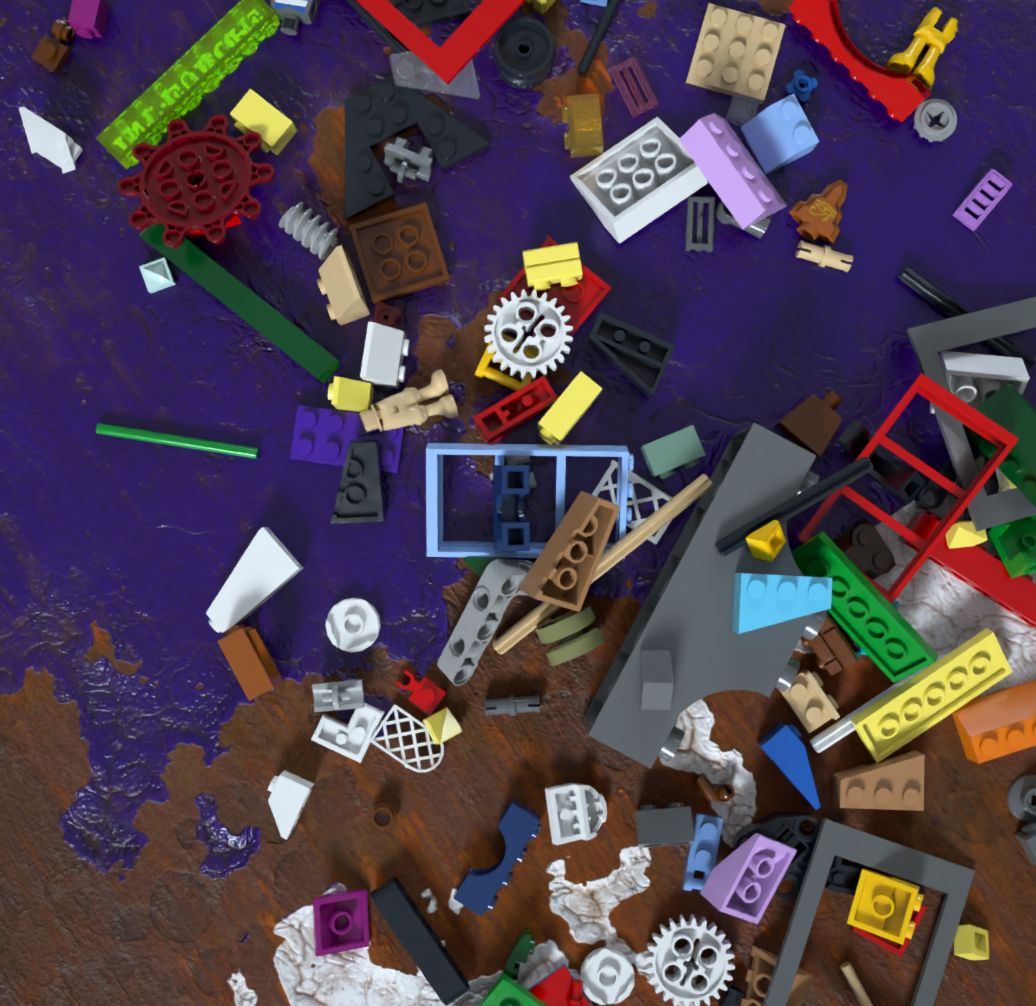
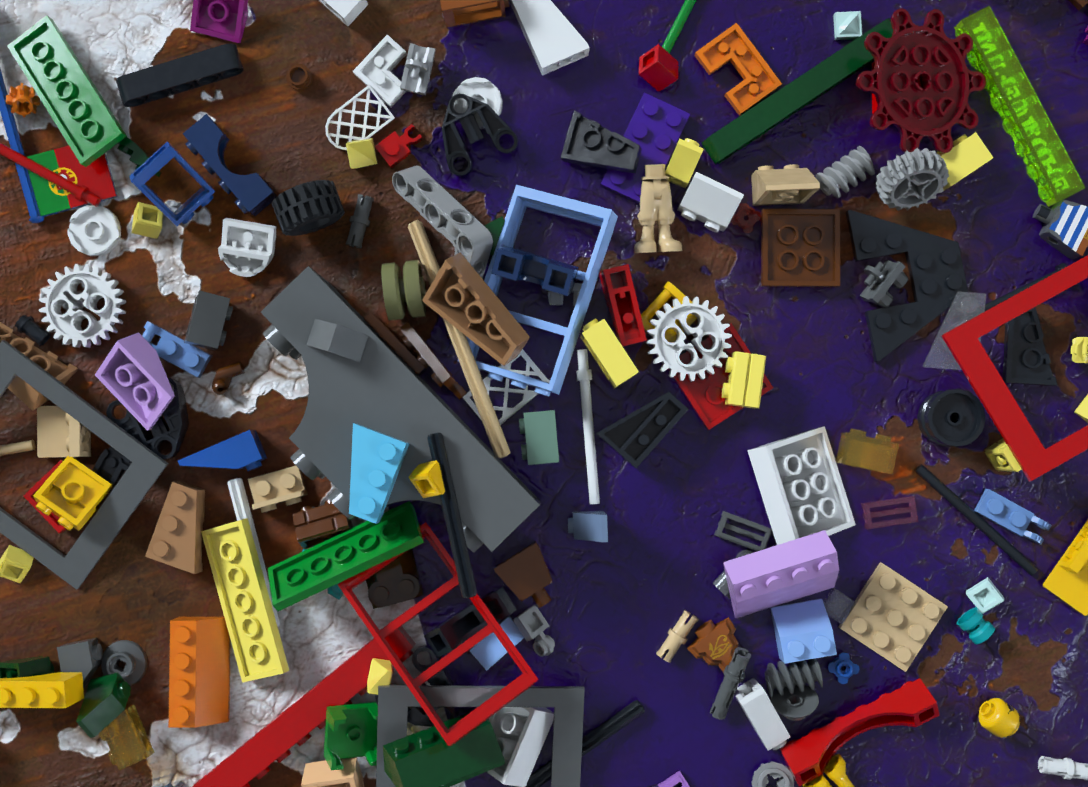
camera: 110 degrees right, 0 degrees up
(215, 378) = (738, 49): none -> orange plate
(260, 451) = (658, 68): none -> red panel
(298, 161) = (912, 179): none -> light grey gear
(400, 635) = (453, 140): none -> black connector
(518, 760) = (308, 207): none -> black tyre
(524, 933) = (153, 165): none -> blue window
(580, 923) = (147, 220): none -> light yellow slope
(597, 428) = (584, 375): none -> white bar
(616, 609) = (427, 358): none -> wing
(625, 628) = (395, 344): none -> reddish brown tile
(747, 373) = (589, 526): none -> sand blue slope
(827, 132) = (793, 675): none -> dark grey piece
(828, 939) = (61, 434): none -> tan bracket
(843, 128) = (795, 705): none -> dark grey piece
(846, 188) = (733, 675): none -> dark grey pin
(862, 401) = (531, 625): none -> light grey plate
(873, 150) = (762, 714): none -> white slope
(898, 433) = (491, 649): none -> light blue tile

